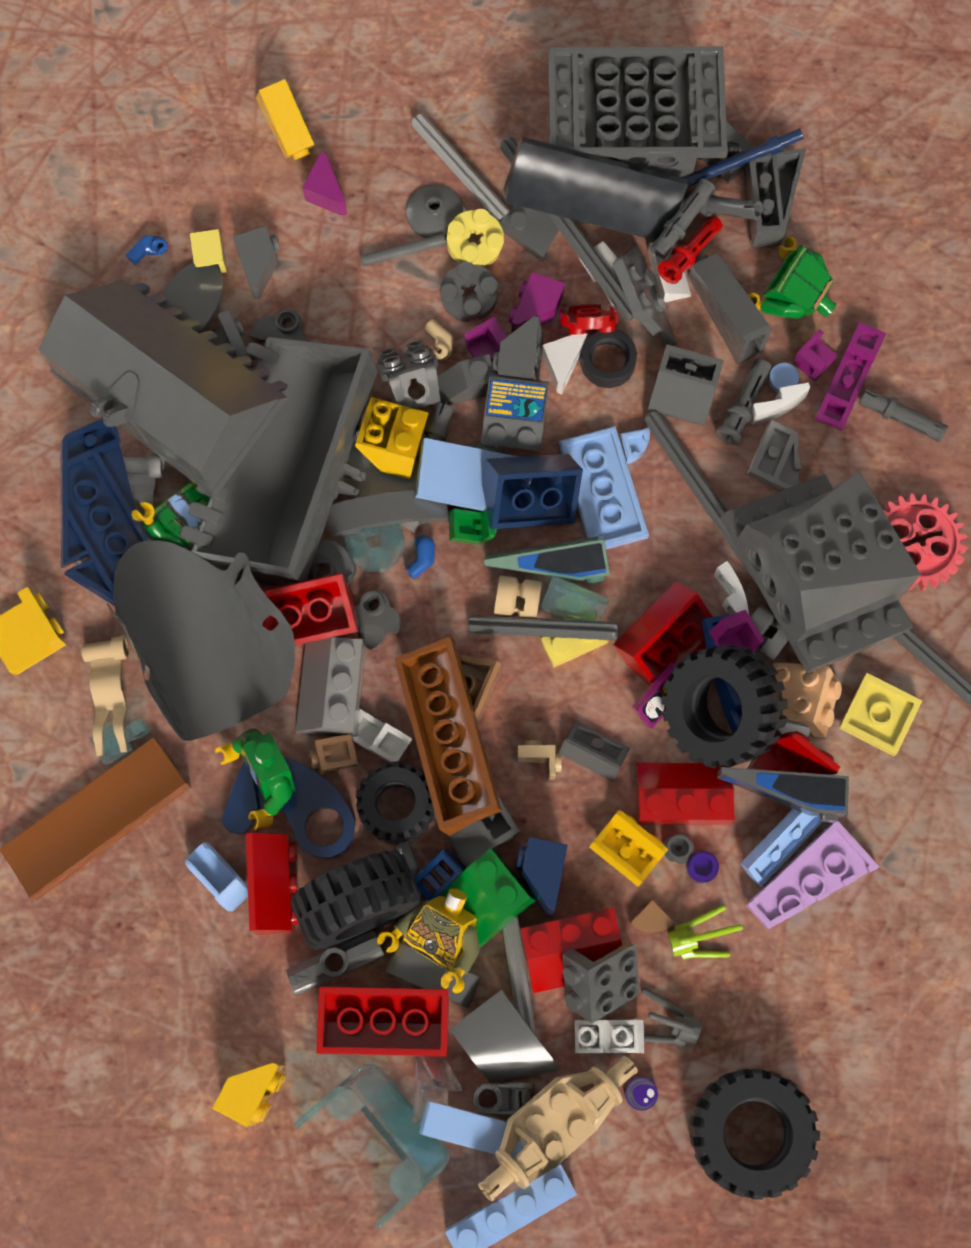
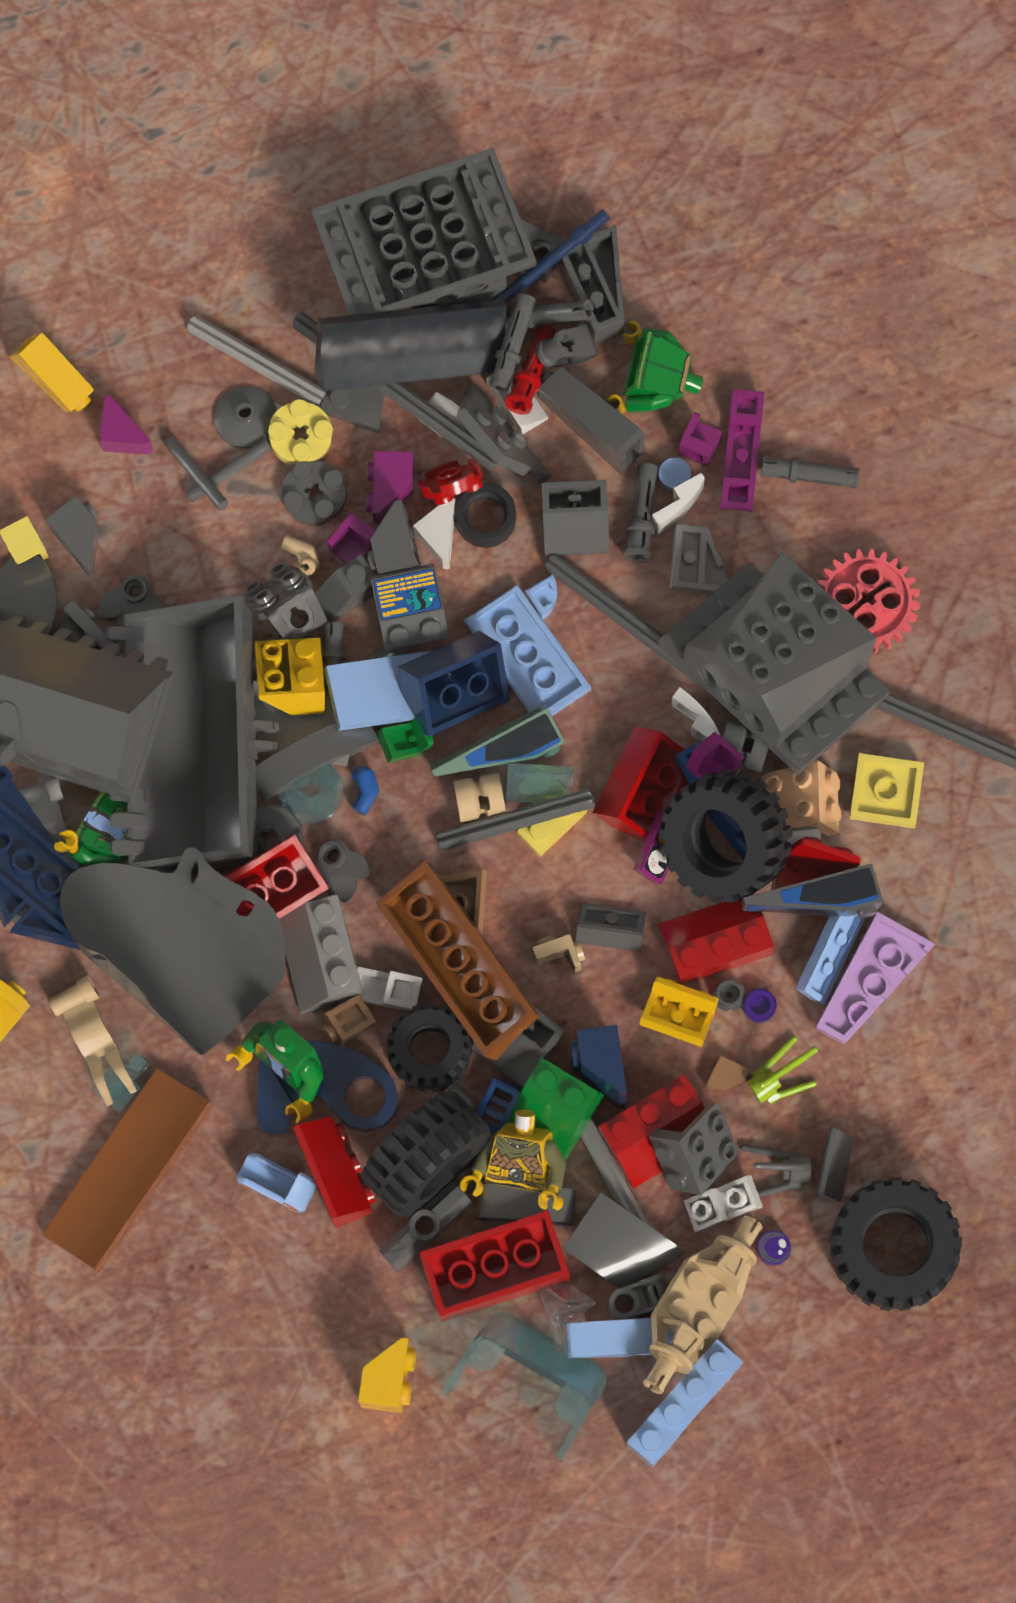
camera: 15 degrees left, 0 degrees up
(375, 243) = (196, 473): none -> dark grey bar
(721, 1037) = (834, 1166): none -> dark grey slope
(728, 239) = (567, 347): none -> dark grey piece

